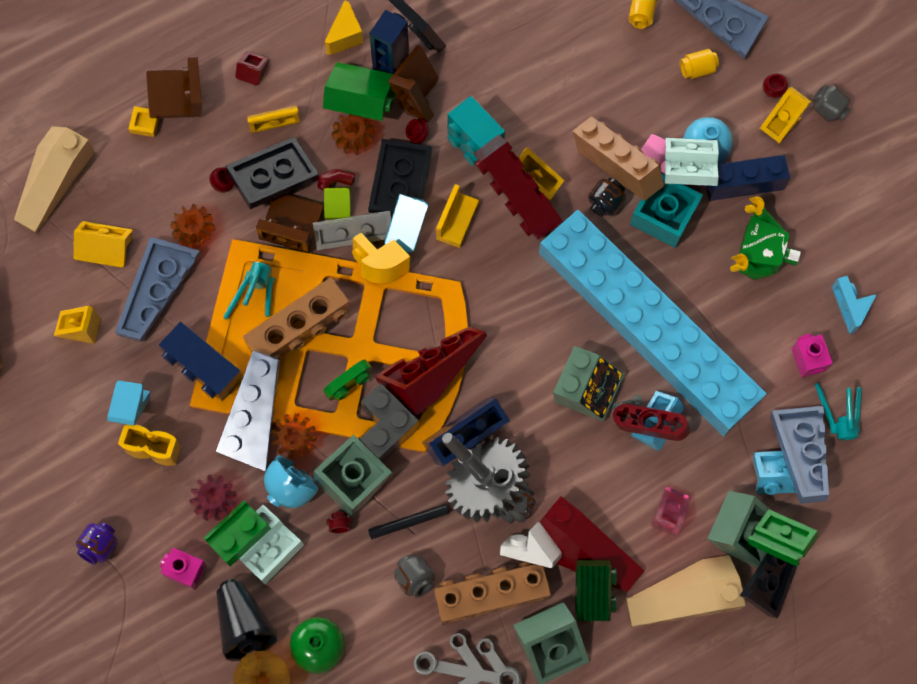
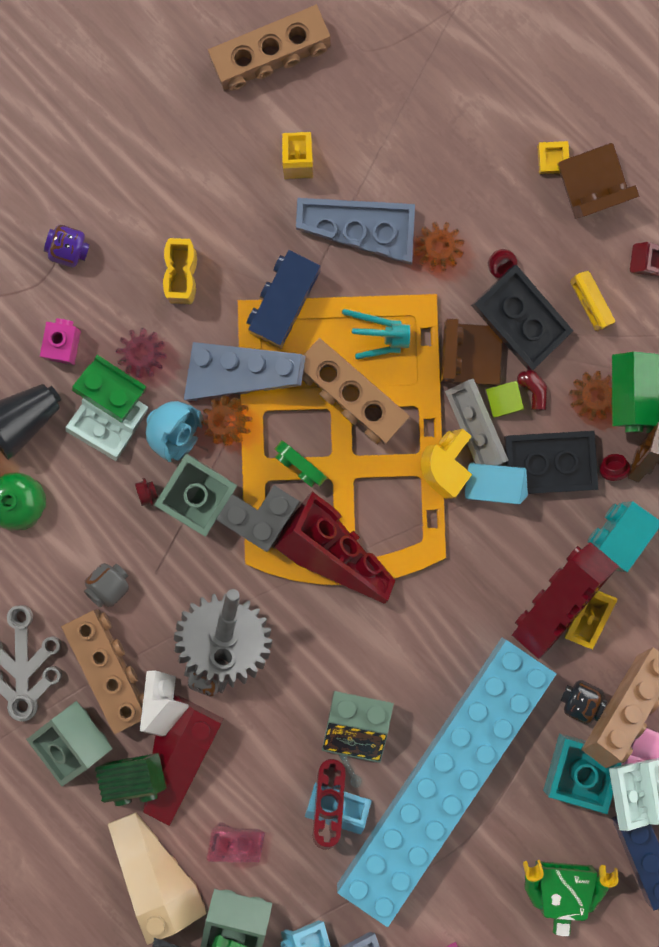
camera: 80 degrees right, 15 degrees up
(53, 170) = (471, 75): tan wedge -> none
(101, 243) = (397, 153): yellow panel -> none
(127, 402) = (217, 235): medium azure slope -> none
(408, 521) = (165, 564): black bar -> none
(456, 218) = (519, 537): yellow panel -> none
(468, 429) = (273, 605): dark blue brick -> none

